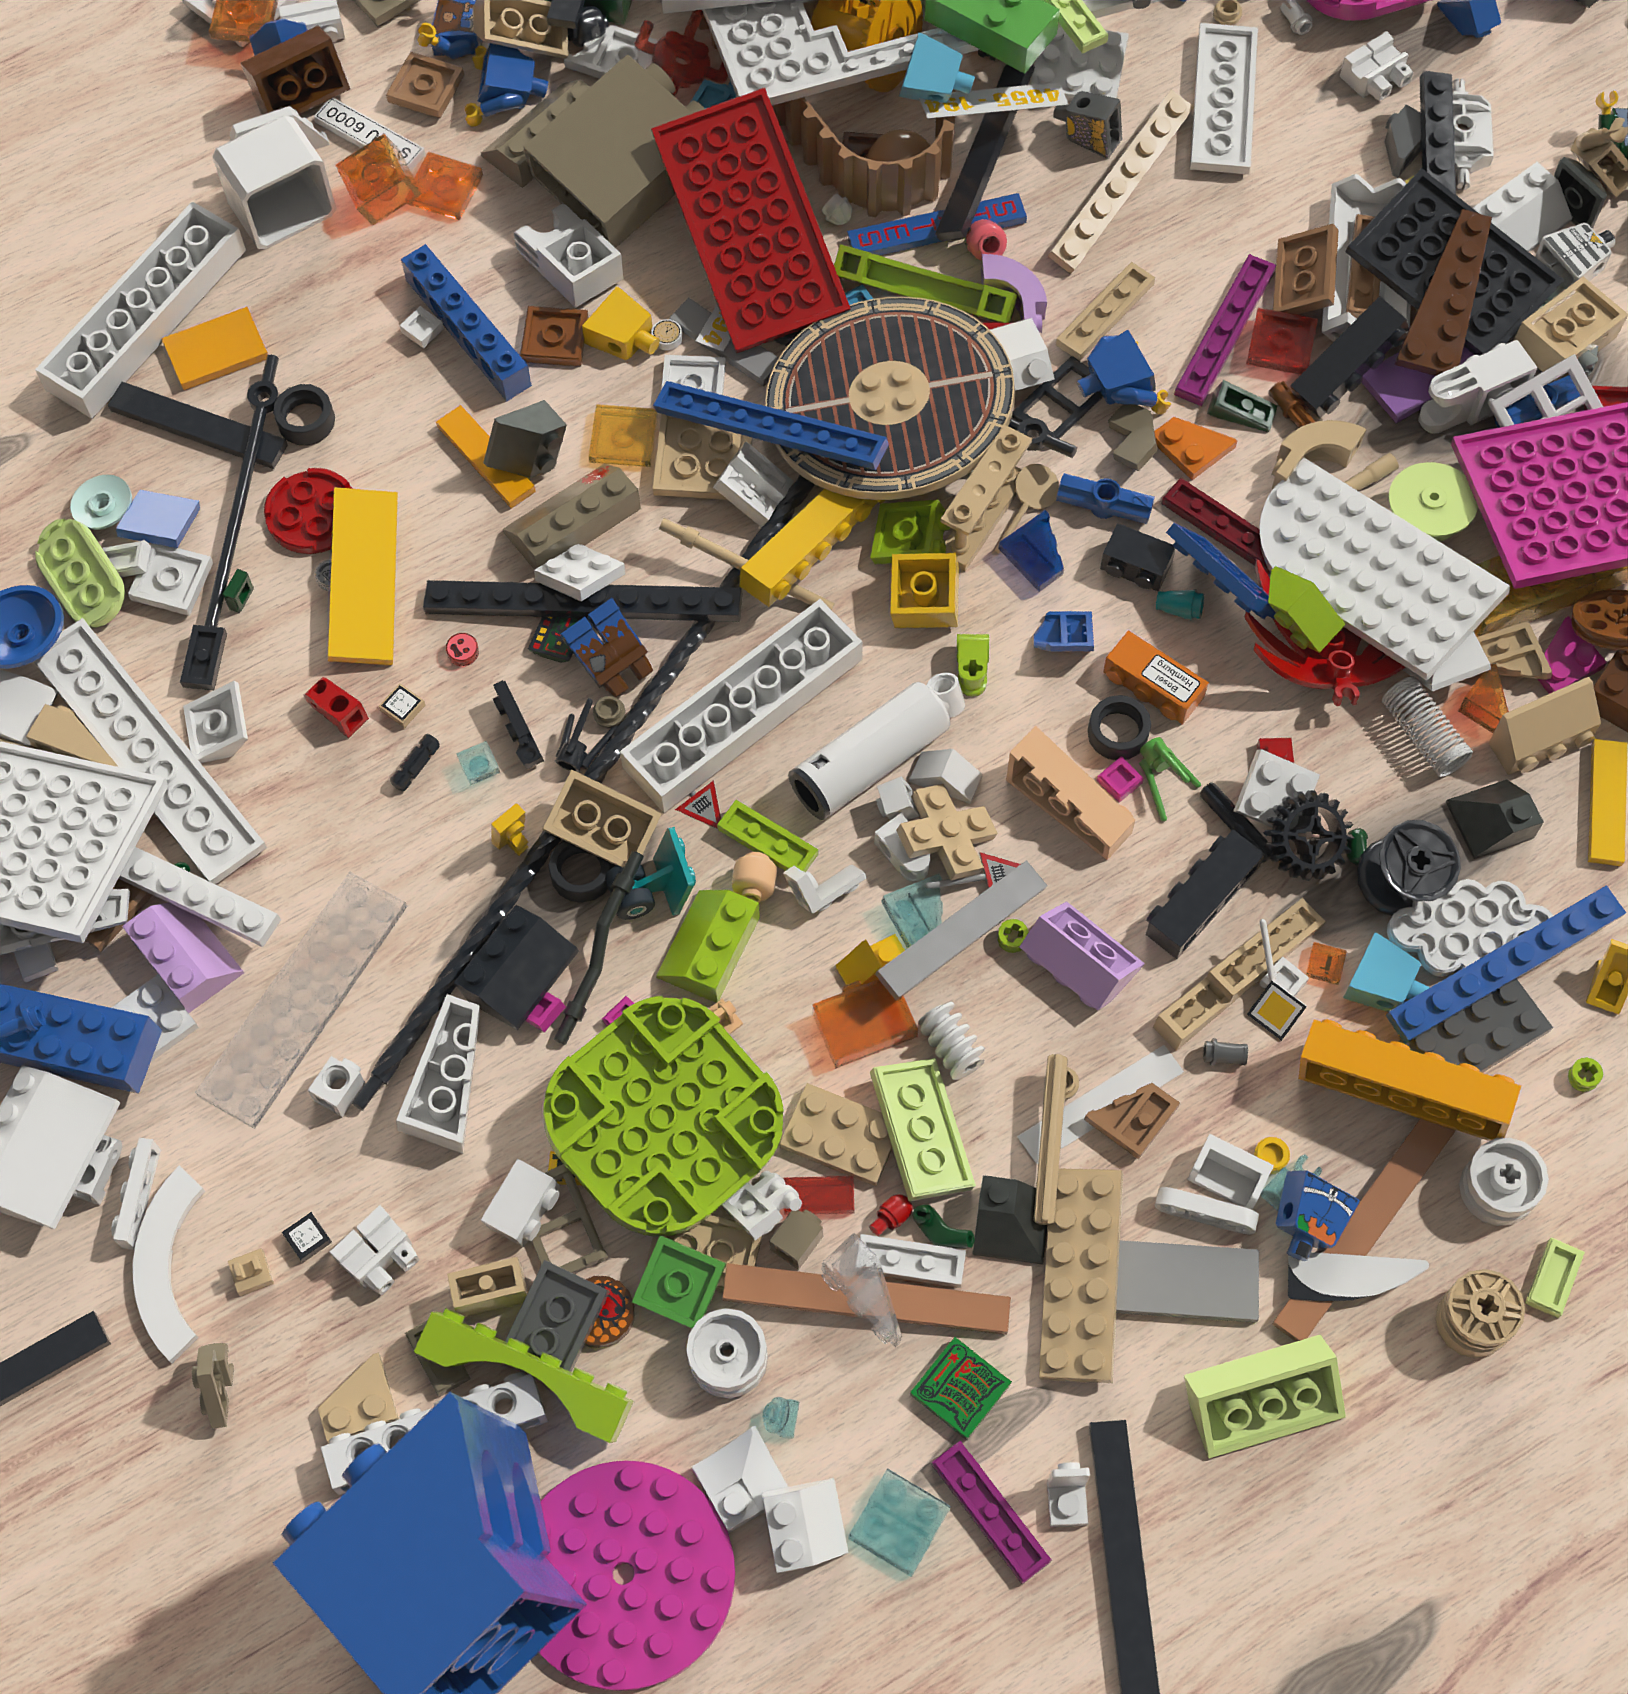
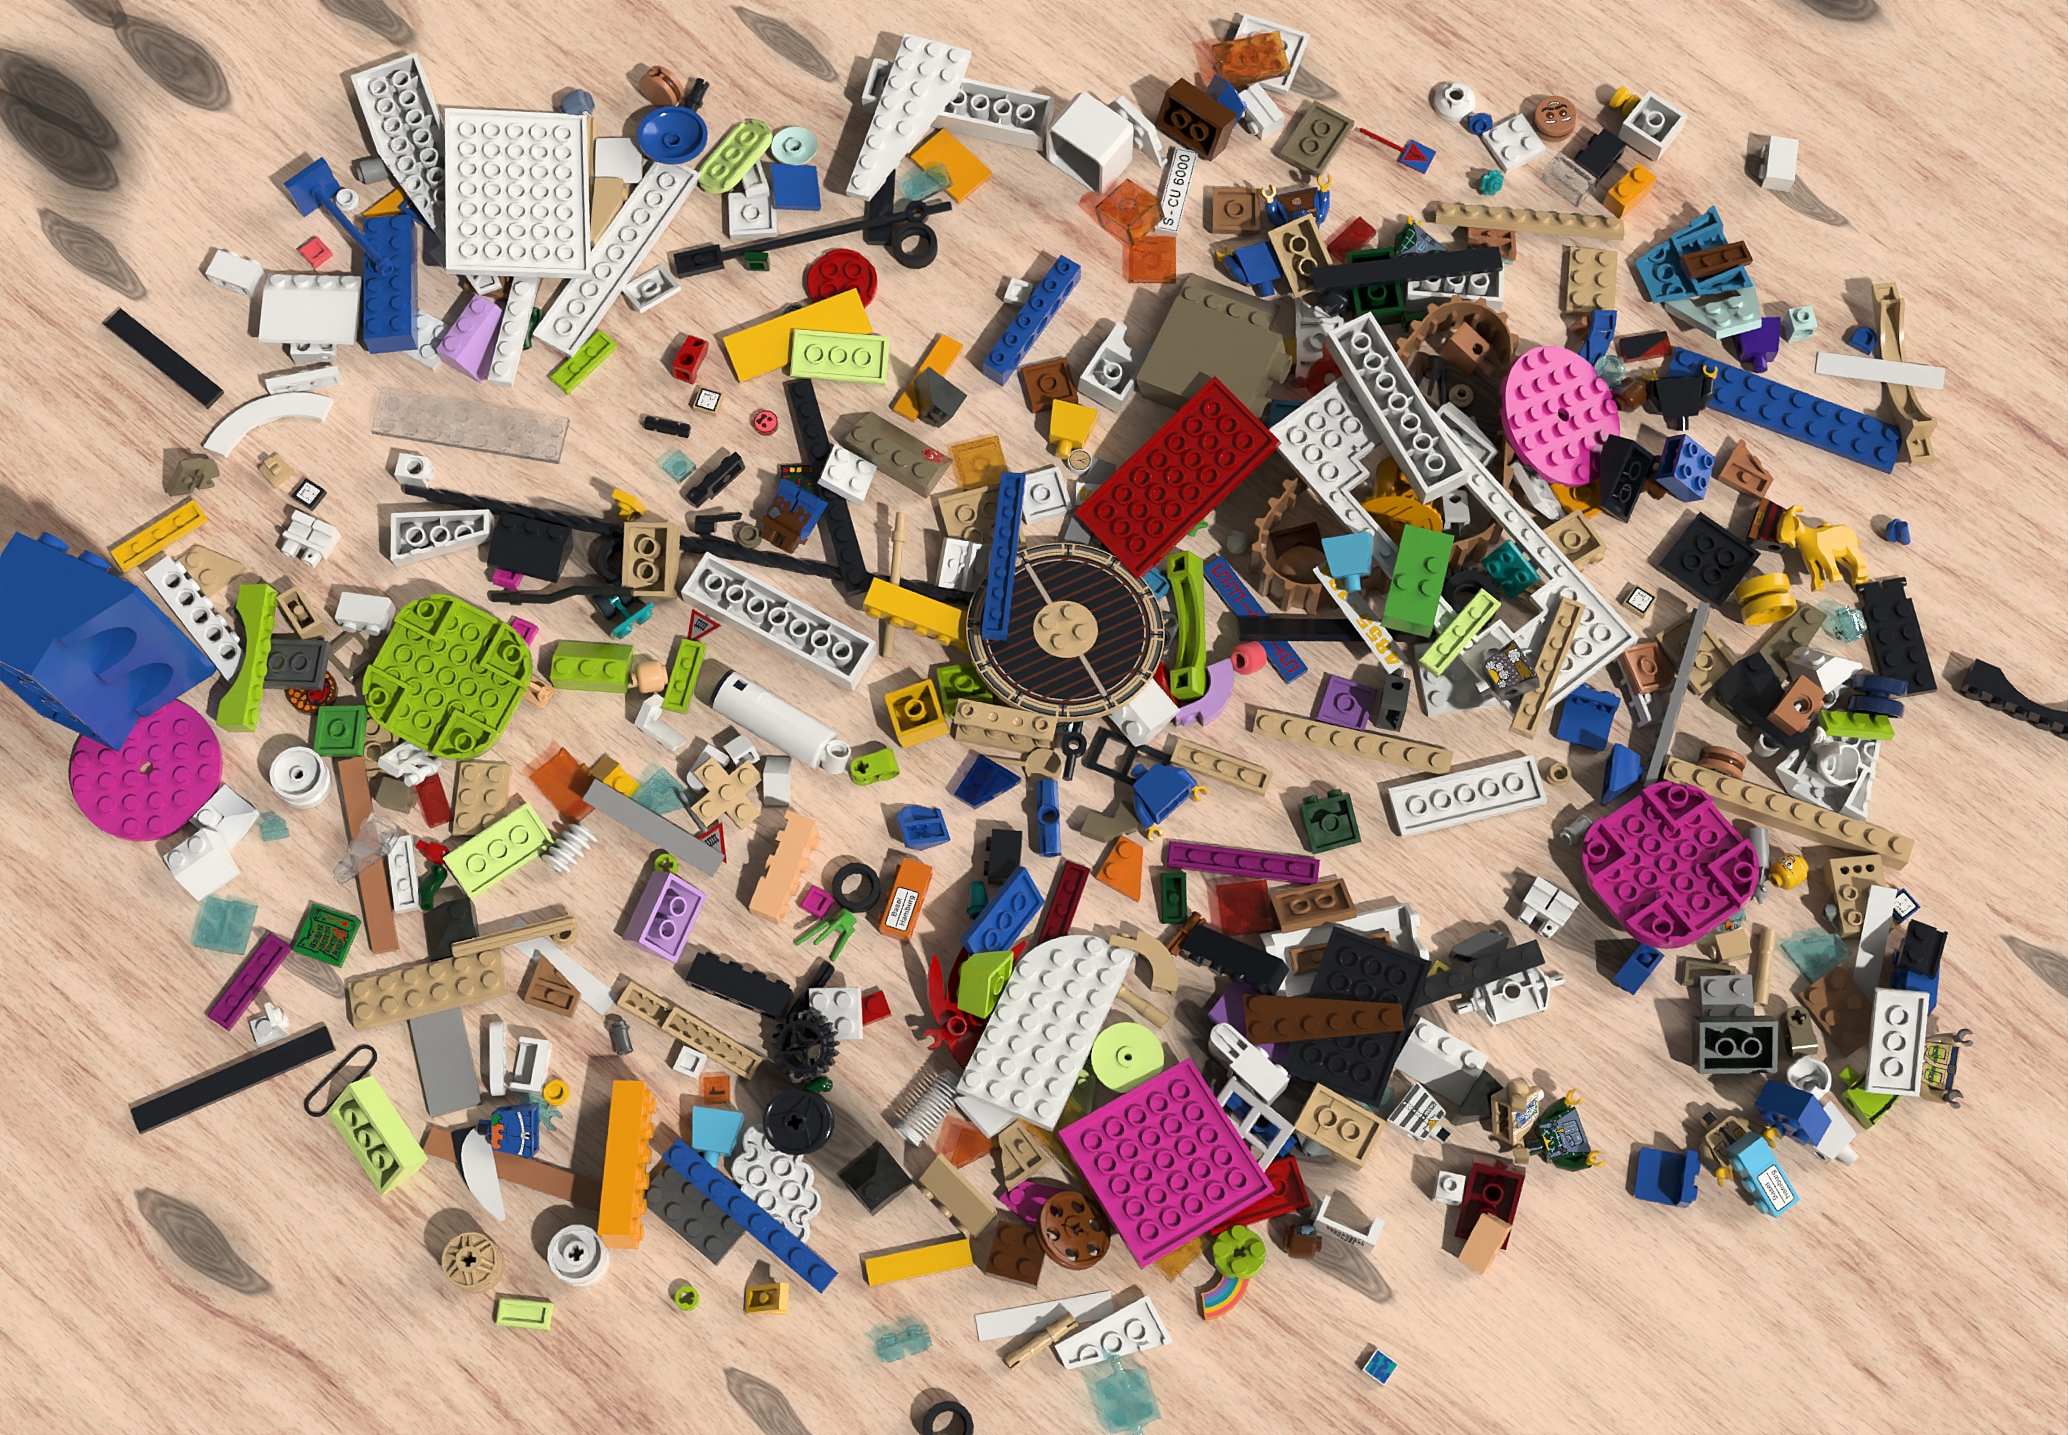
camera: 70 degrees right, 5 degrees up
(115, 339) = (916, 92): none -> white wing
(230, 374) = (927, 183): none -> clear light blue plate
(277, 1455) = (159, 536): none -> yellow plate
(278, 836) = (583, 362): none -> lime tile
(414, 538) = (839, 357): none -> yellowish green tile
(1072, 174) = (1346, 704): none -> medium lavender tile
(1157, 1436) = (334, 1072): none -> black piece
(1208, 227) = (1329, 821): none -> dark green plate
(1276, 1007) = (668, 1059): piece -> none

